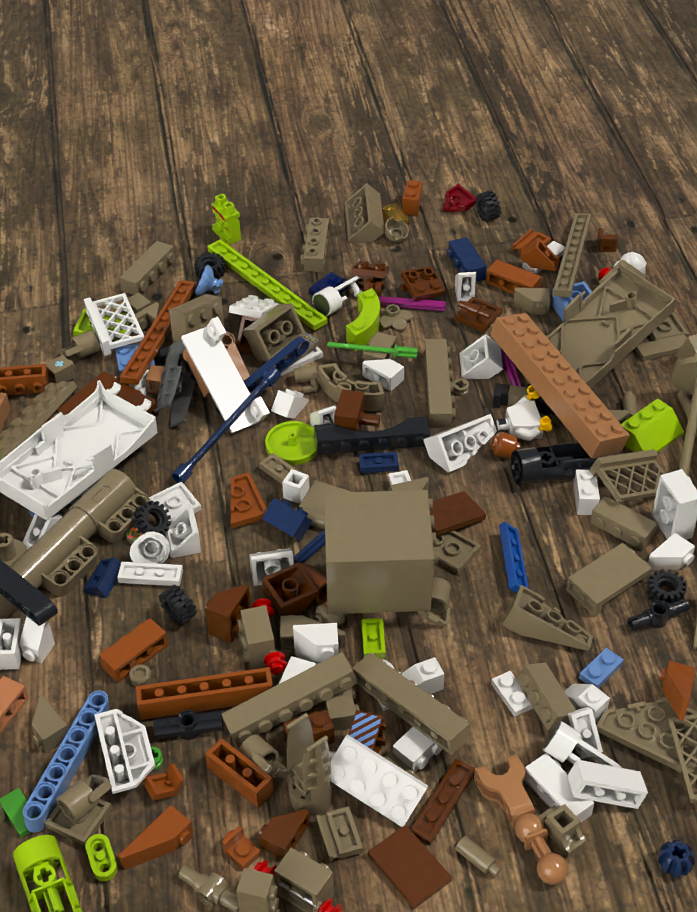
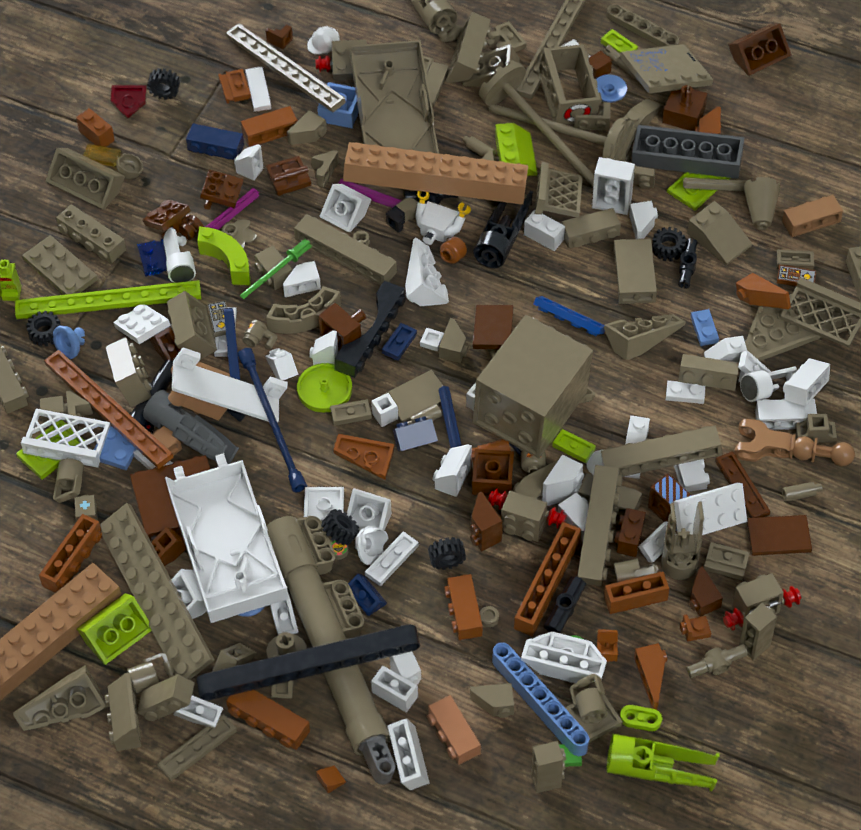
camera: 55 degrees left, 10 degrees up
(274, 247) = (59, 266): none -> dark tan plate
(539, 256) = (262, 91): dark orange slope -> none

